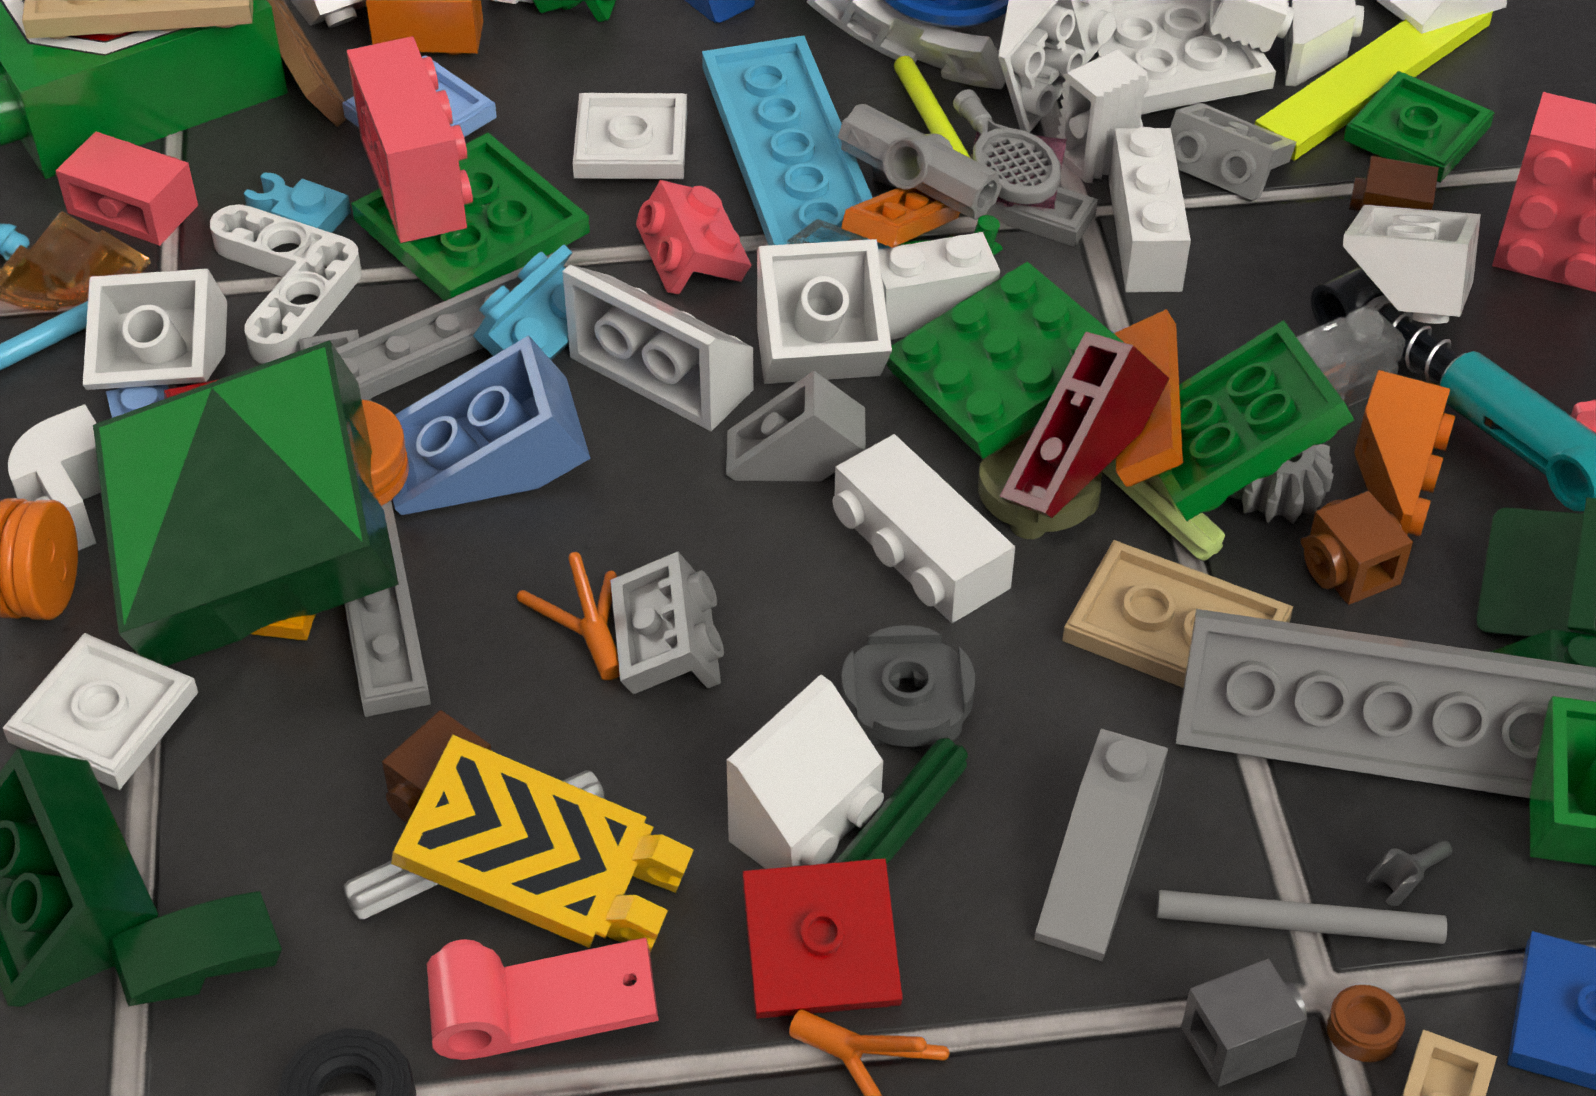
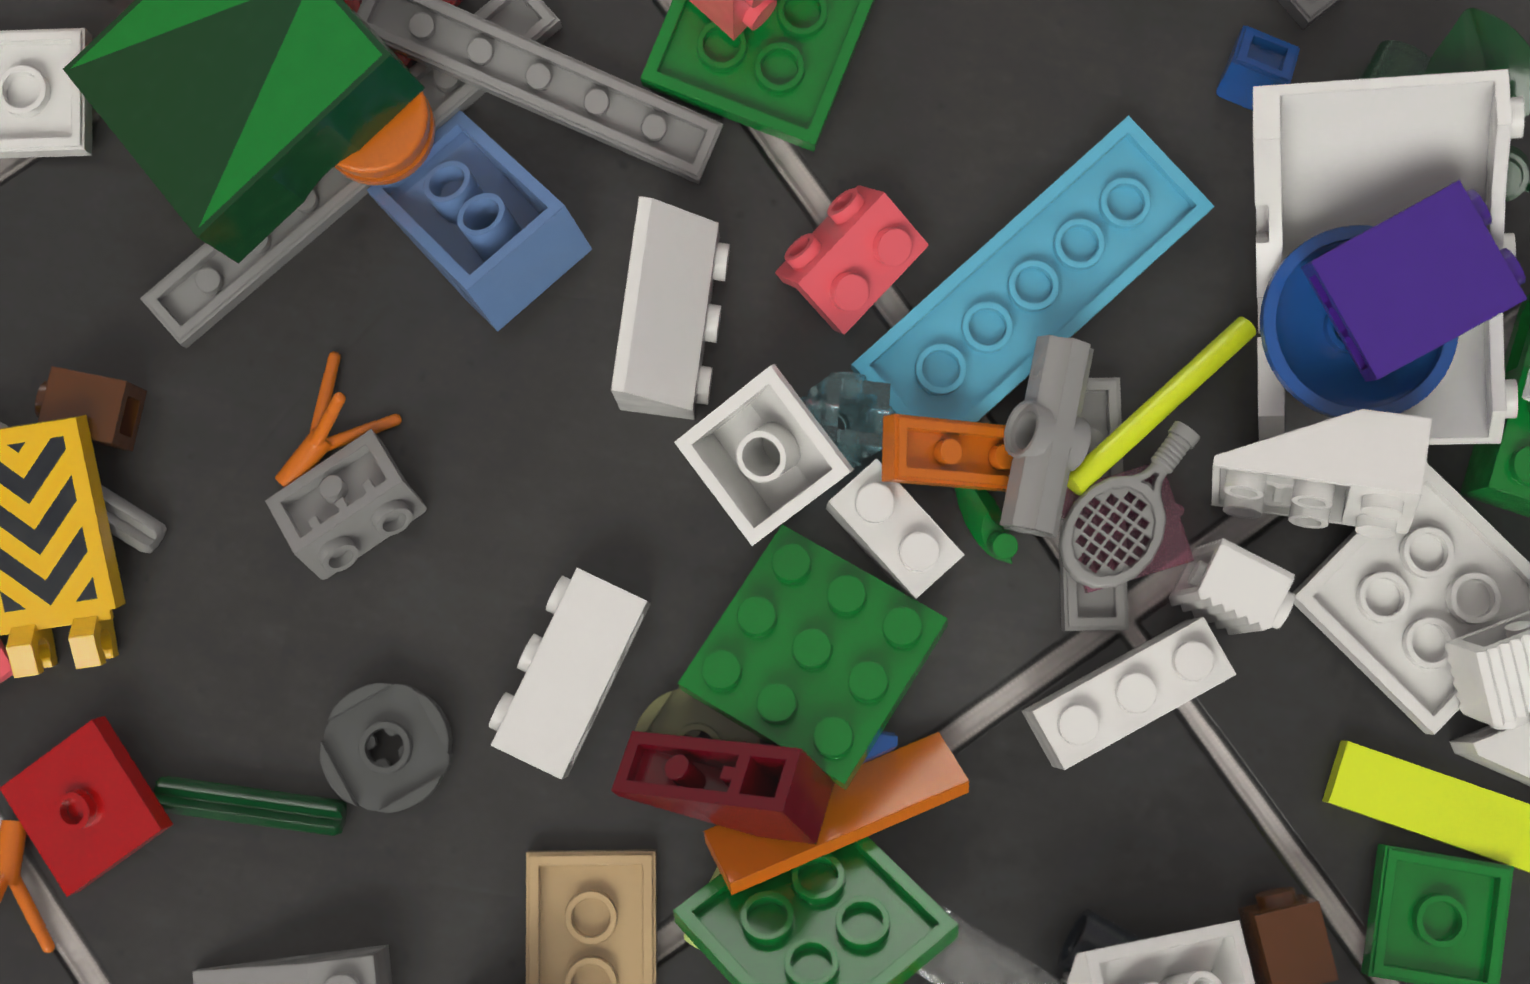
camera: 60 degrees right, 35 degrees up
(530, 309) = (629, 168): medium azure bracket -> none
(630, 136) = (968, 113): white plate -> none
(797, 434) = (624, 503): light grey slope -> none
(803, 781) = (205, 725): white slope -> none
(1227, 149) = (1286, 729): light grey bracket -> none

